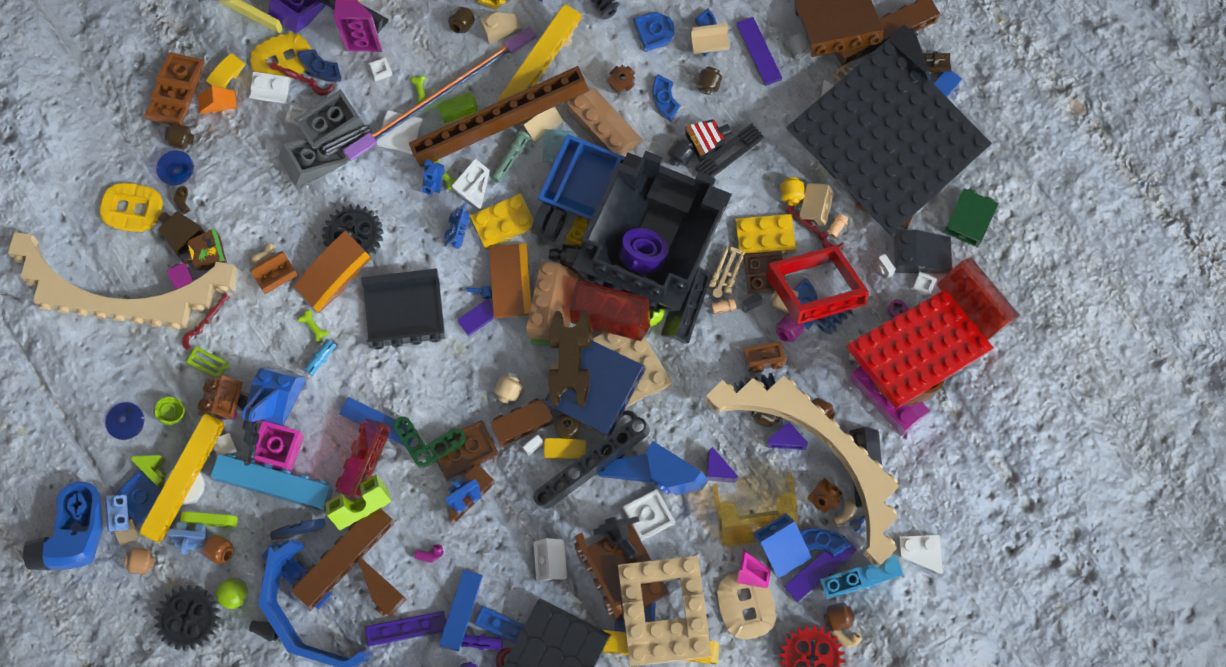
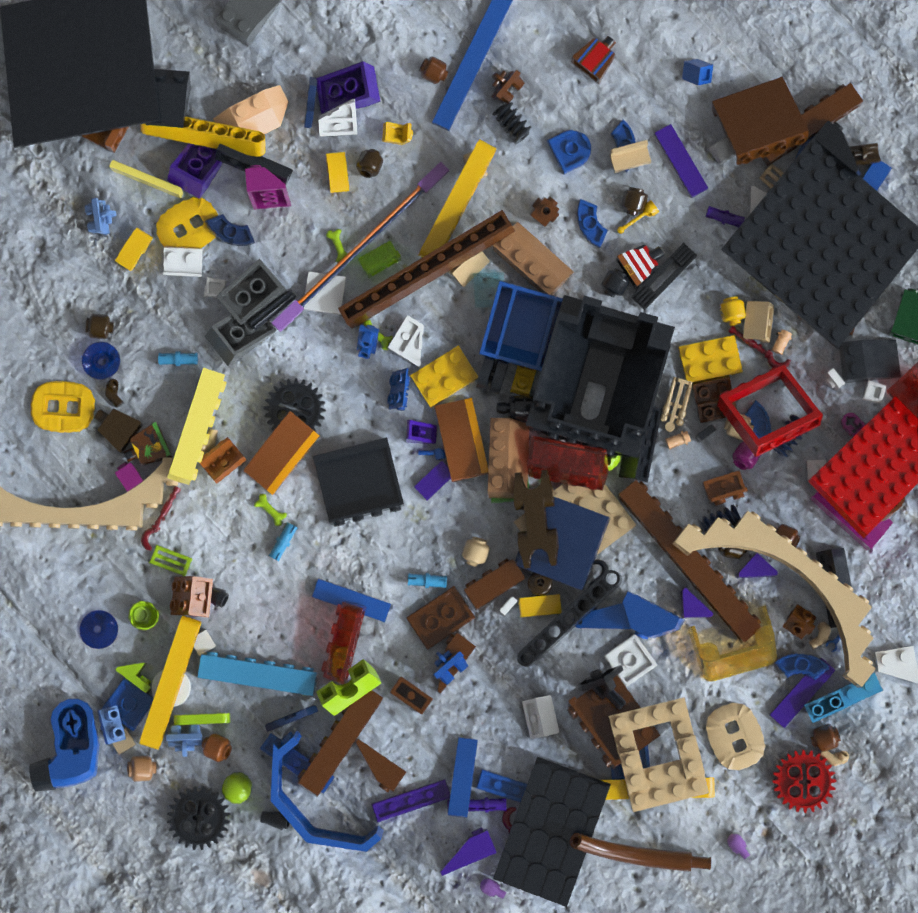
camera: 10 degrees left, 10 degrees up
(174, 89) = (84, 274): dark orange slope -> none
(200, 39) = (102, 216): none -> medium blue hips
(216, 99) = (129, 281): orange slope -> none
(249, 175) = (177, 358): none -> dark azure pin
(253, 236) = (196, 426): none -> light yellow brick
(269, 400) = (244, 597): blue slope -> none
(278, 446) = (257, 639): dark pink brick -> none
(311, 82) = (225, 250): dark red piece -> none
(380, 69) = (293, 226): white tile -> none
(421, 448) = (399, 622): dark green beam -> none
(421, 521) = (411, 695): none -> reddish brown brick
(429, 24) = (337, 172): none -> yellow slope
(430, 556) = (424, 727): magenta arm -> none
(456, 411) = (427, 580): none -> dark azure pin
(470, 269) = (421, 432): none -> dark purple slope
(499, 26) = (410, 165): tan slope -> none
(514, 149) = (445, 299): sand green pin -> none
(643, 251) = (592, 386): dark purple piece -> none
(722, 425) = (694, 566): none -> reddish brown brick
(723, 91) = (650, 210): none -> yellow hinge
(753, 572) = (737, 704): dark pink slope -> none
(782, 545) = (764, 677): panel -> none
(794, 105) = (724, 216): none -> dark purple pin

